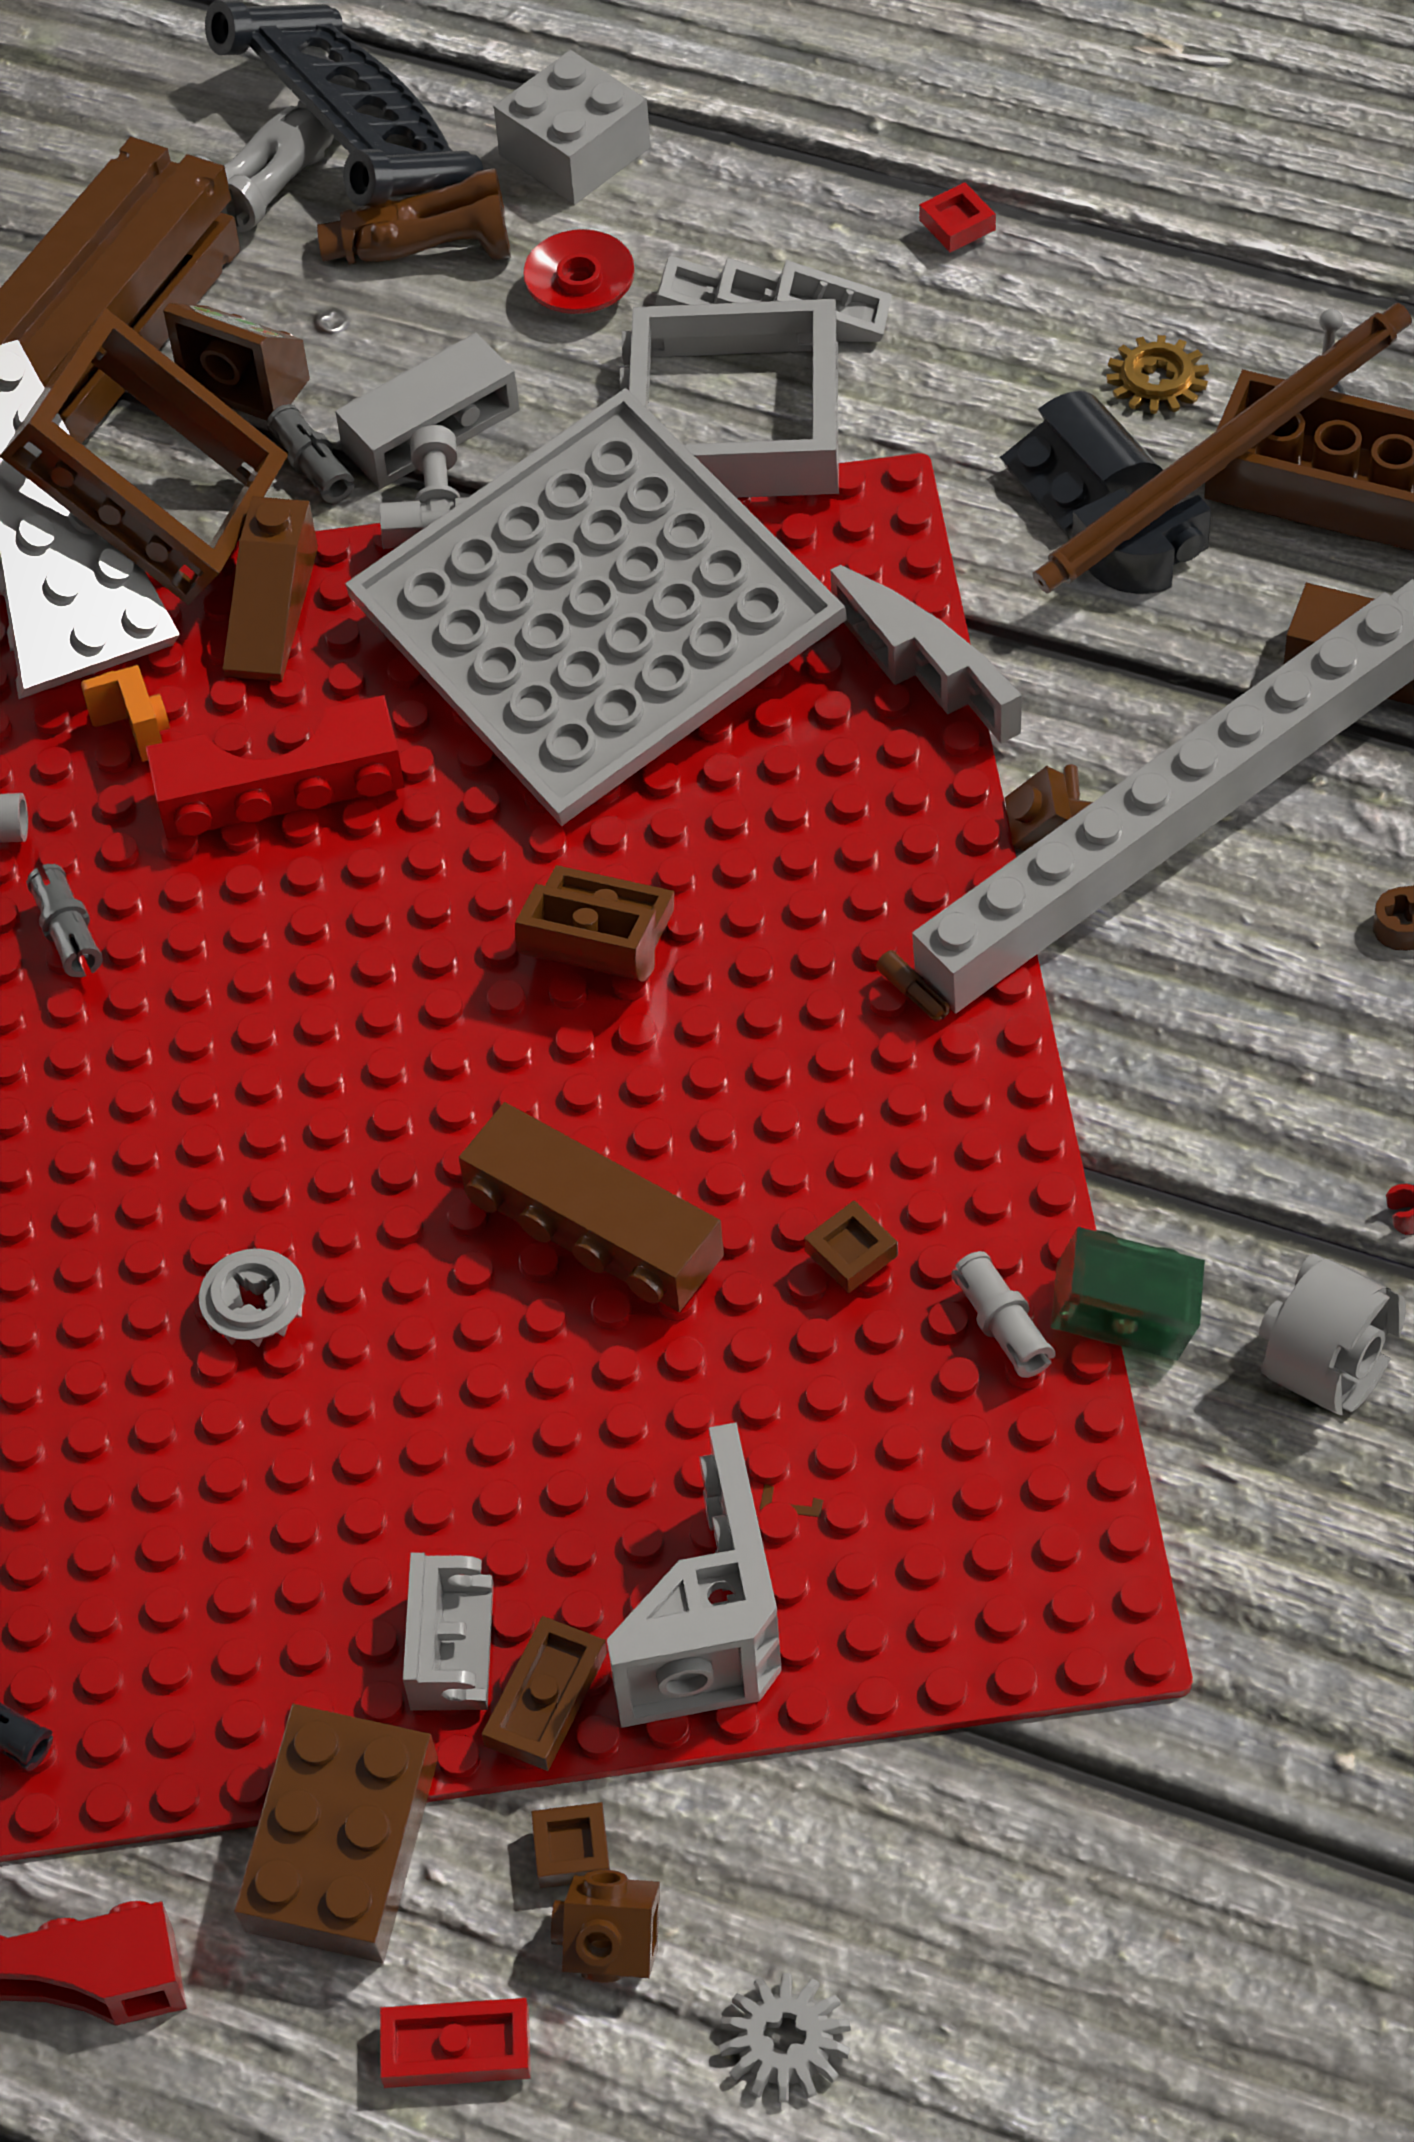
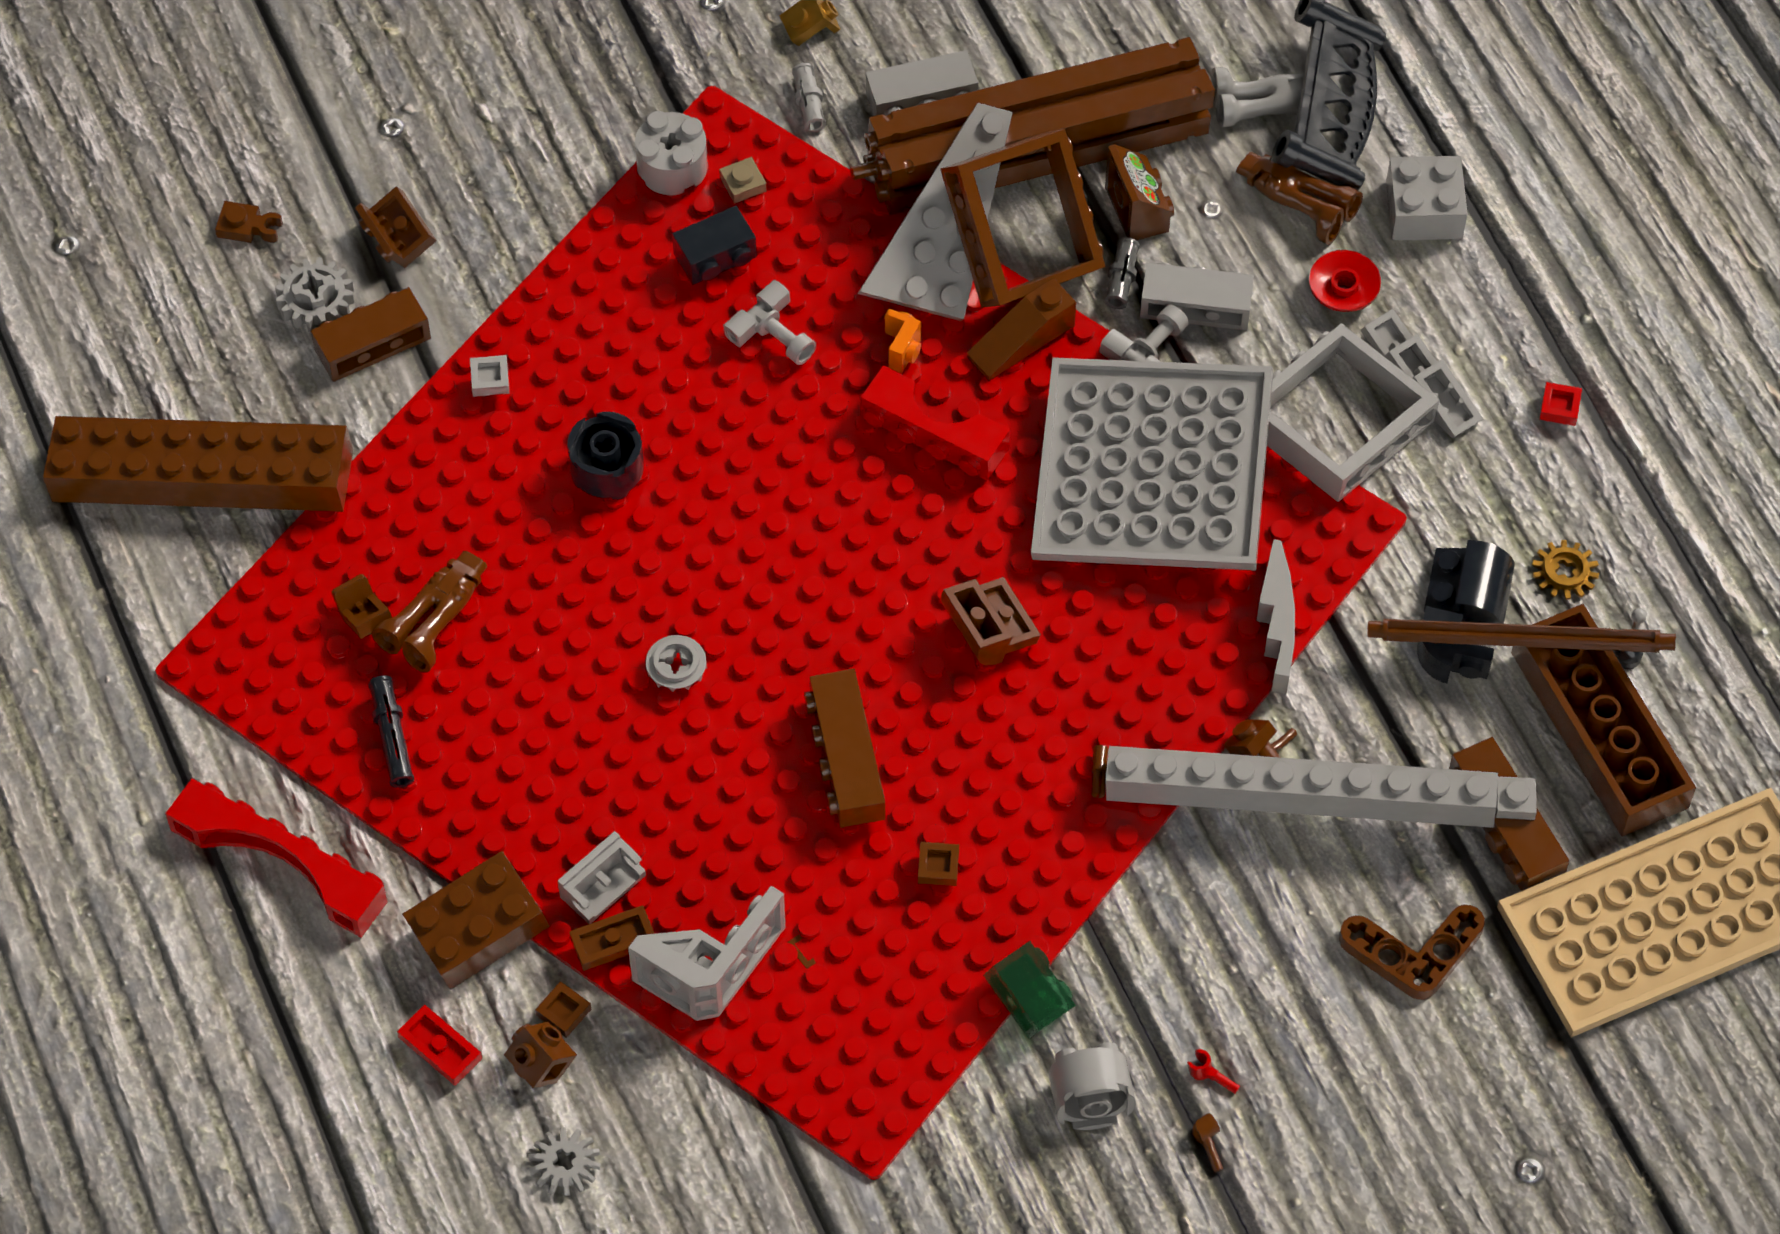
camera: 40 degrees right, 5 degrees up
(64, 920) = (773, 419): dark grey pin -> none
(1003, 1314) = (967, 951): light grey pin -> none

